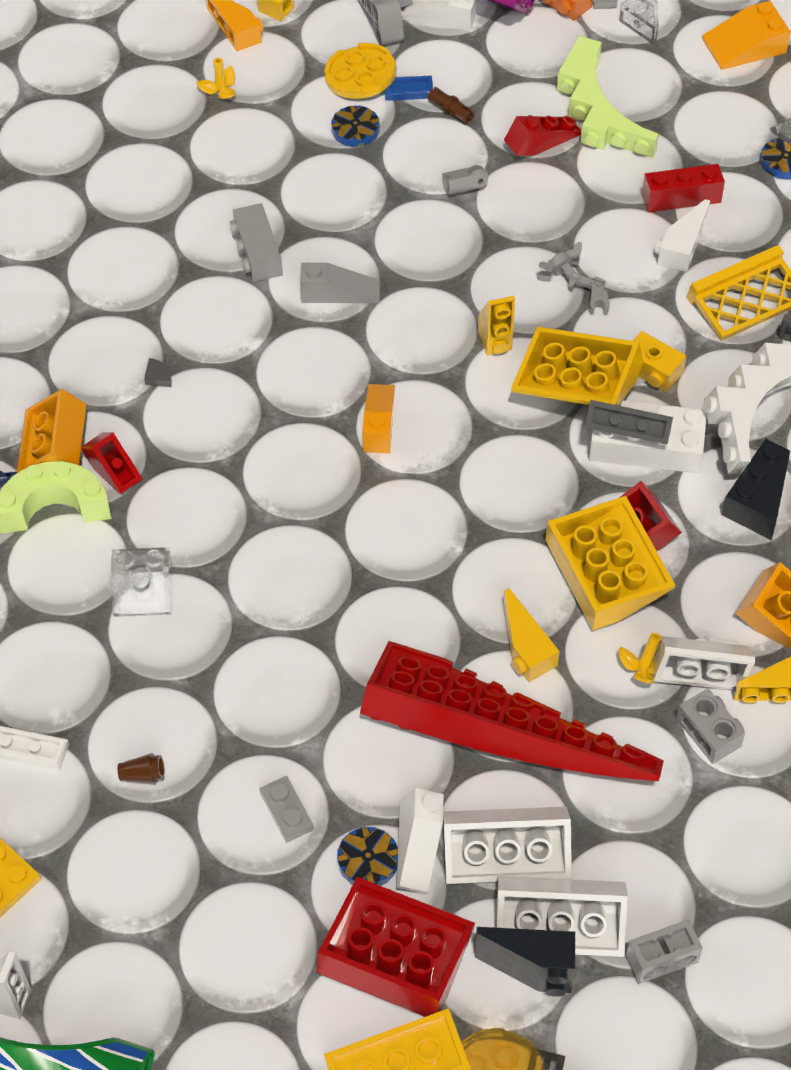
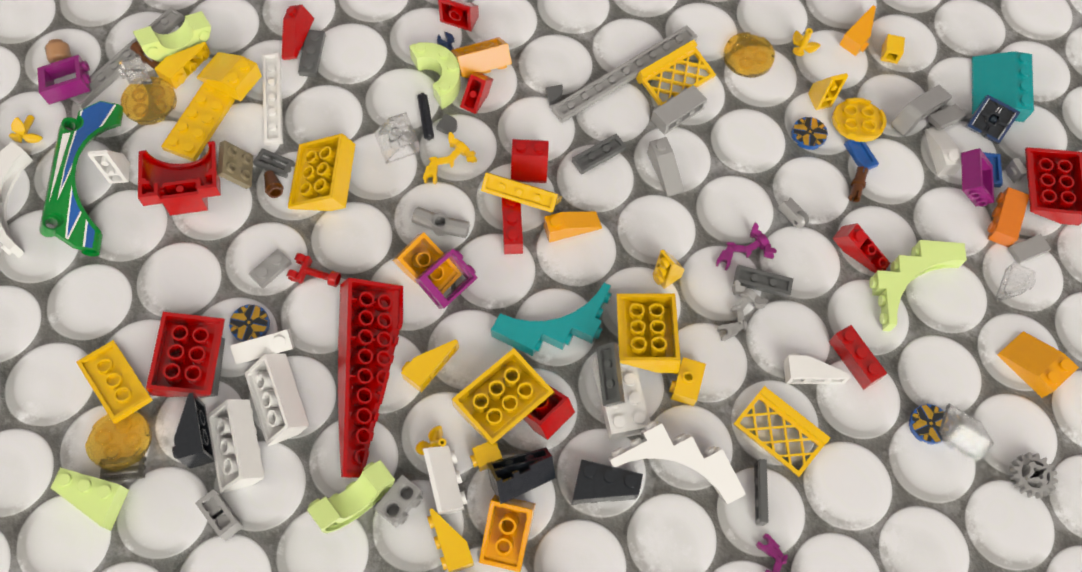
camera: 65 degrees right, 10 degrees up
(89, 877) = (178, 186): none -> red piece
(90, 809) = (235, 164): none -> dark tan plate
(104, 772) = (285, 169): none -> dark grey tile
(116, 538) = (425, 115): none -> black axle
(144, 515) = (447, 124): none -> dark grey tile
(156, 698) = (322, 174): none -> yellow slope
(168, 285) = (621, 75): none -> light grey plate
(177, 227) = (671, 60): none -> yellow fence
(197, 508) = (460, 148): none -> yellow piece
(205, 144) = (748, 55): none -> clear yellow tile
(257, 431) = (529, 160): none -> red slope
(282, 351) = (598, 153): none -> dark grey plate
(301, 576) = (430, 220): none -> light grey piece
(309, 84) = (825, 92): none -> yellow slope
(315, 445) = (520, 192): none -> yellow fence
(341, 725) = (333, 278): none -> red bar
(350, 479) = (512, 227): none -> red brick
(369, 600) = (422, 254): none -> light orange slope
(432, 587) = (432, 291): none -> magenta window
(491, 225) = (760, 241): none -> magenta piece
(528, 507) = (530, 335): none -> teal arch
(545, 242) = (764, 281): none -> dark grey plate
(680, 607) = (485, 454): none -> yellow brick
(690, 770) = (358, 498): none -> yellowish green brick
(722, 571) = (520, 473): none -> black wedge

